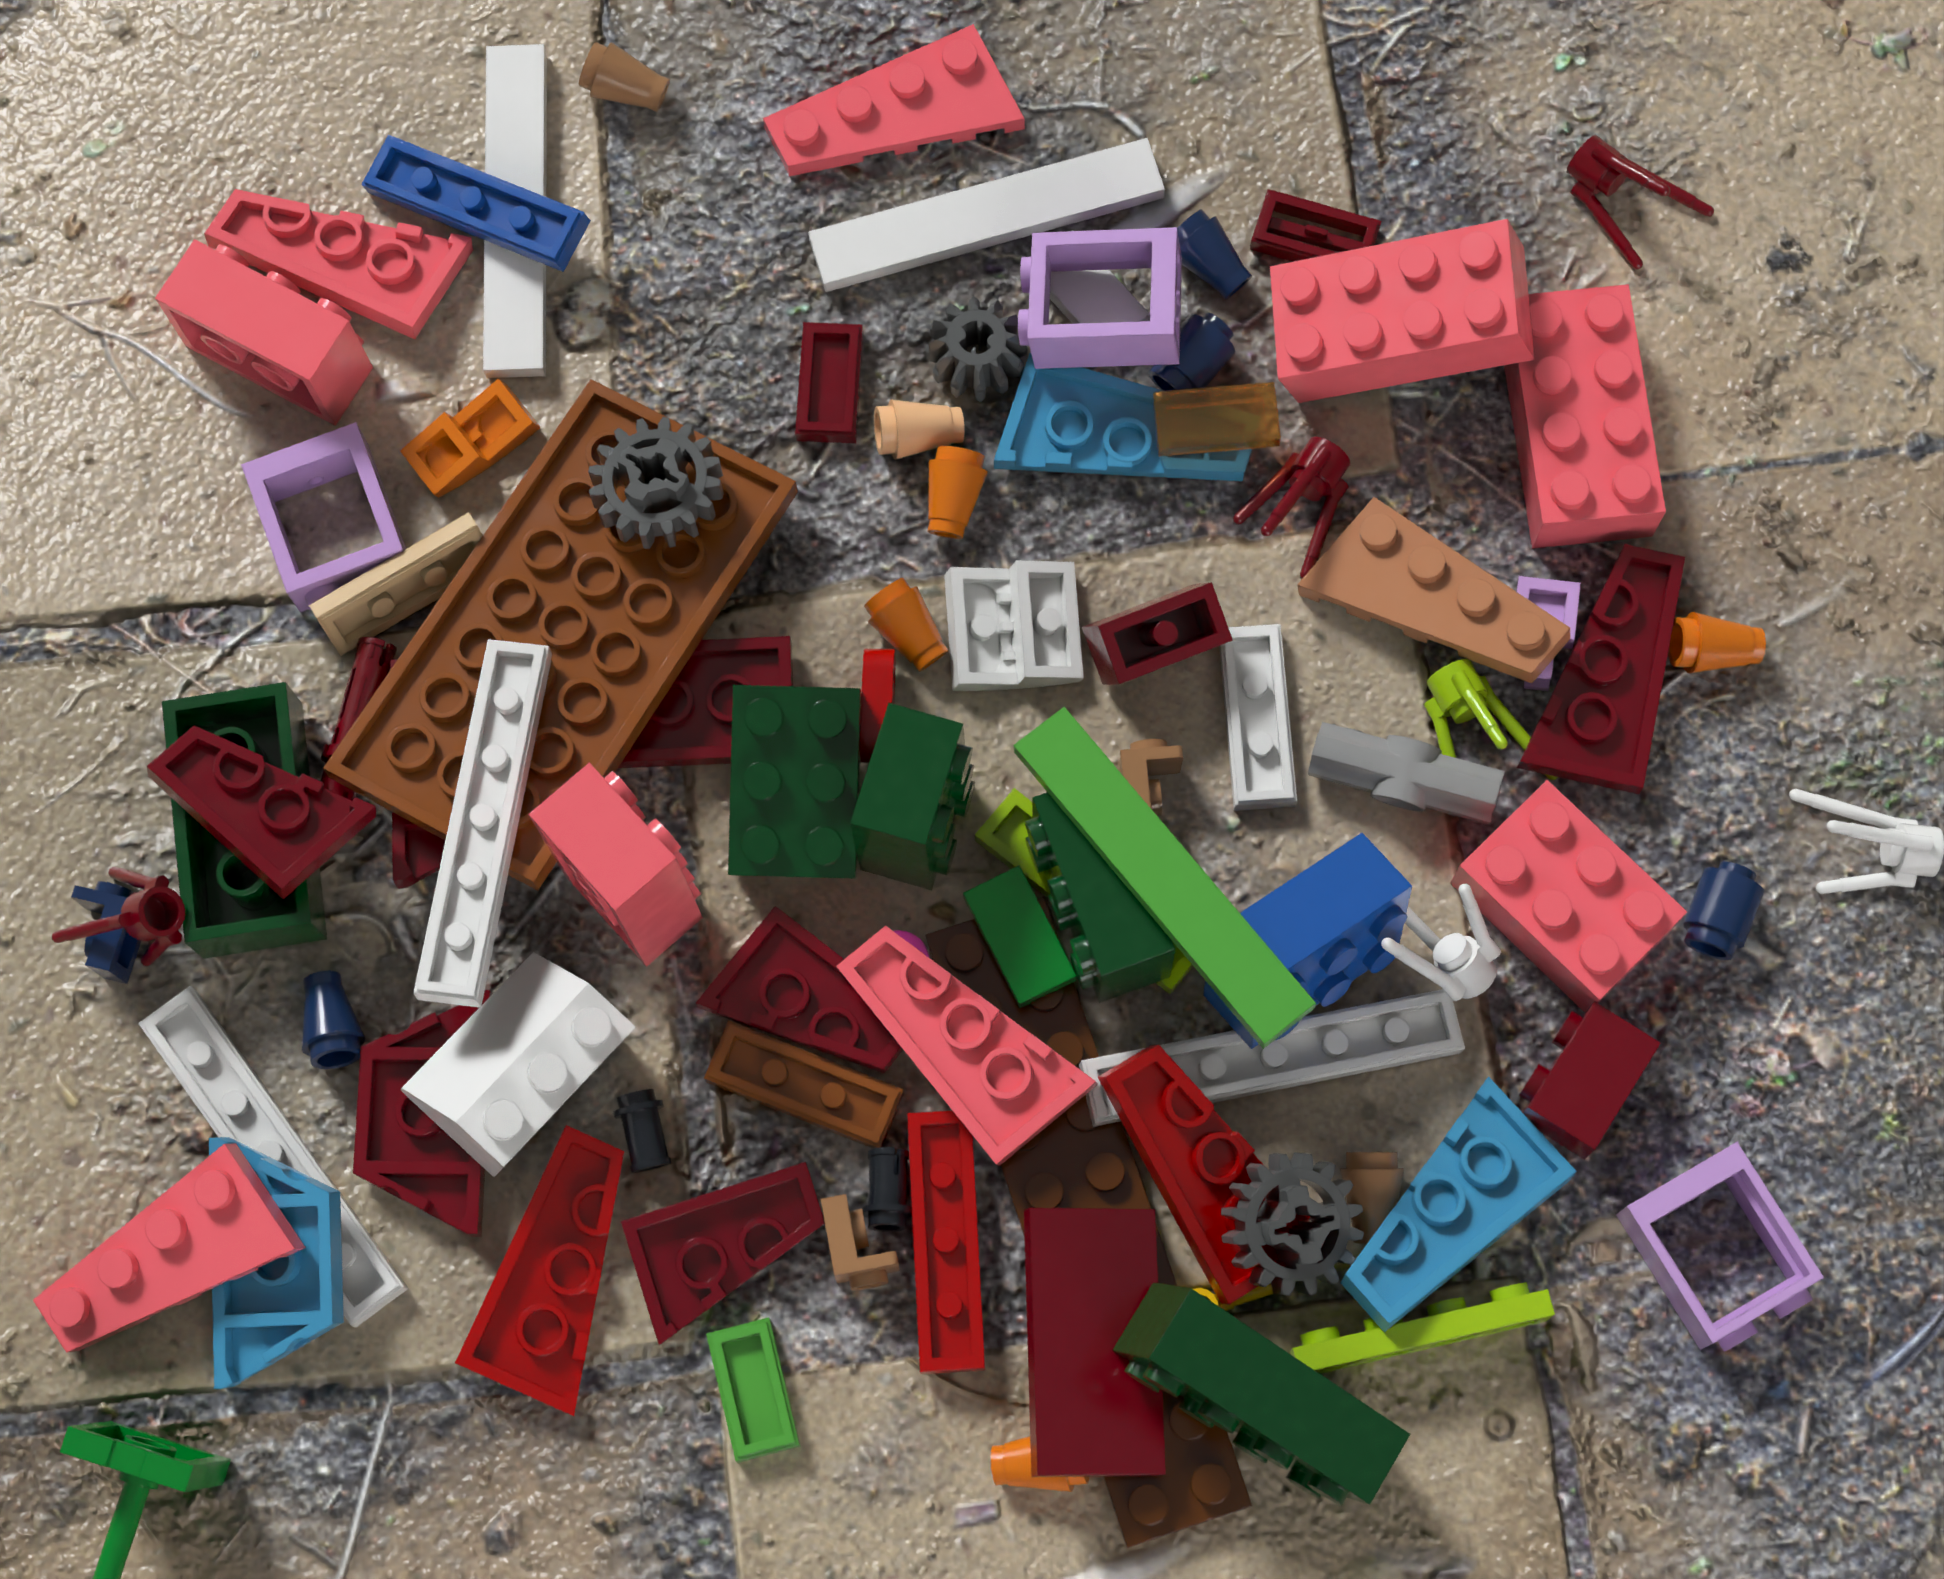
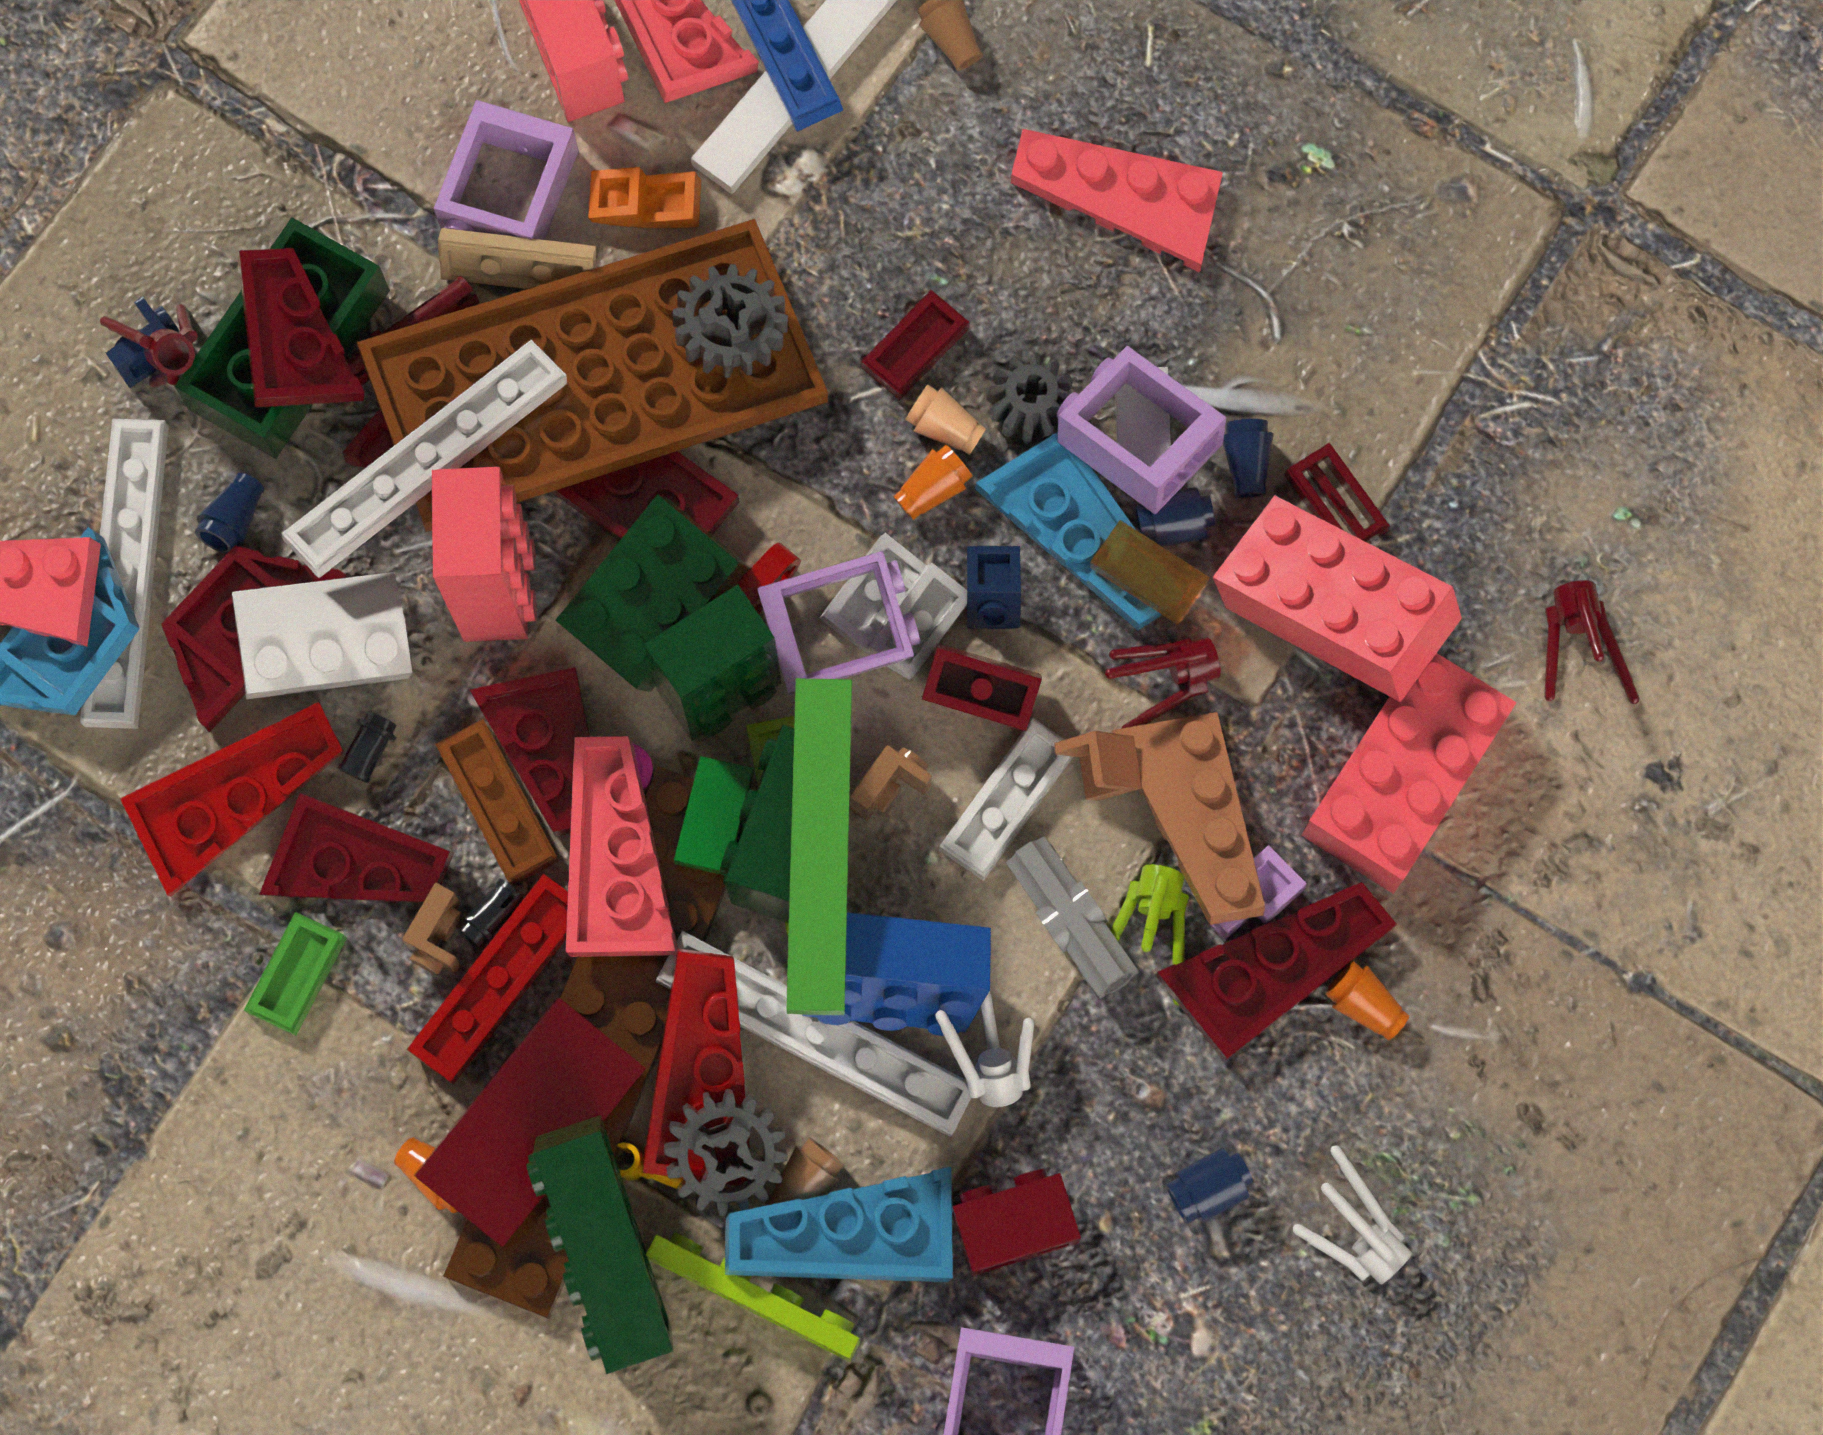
camera: 35 degrees right, 0 degrees up
(906, 623) = (824, 541): orange cone -> none
(986, 214) = (1120, 311): white tile -> none
(1044, 635) = (889, 584): none -> lavender window
(1086, 539) = (993, 587): none -> dark blue bracket
(1320, 617) = (1106, 763): none -> nougat panel
(1568, 896) = (1109, 1089): coral brick -> none

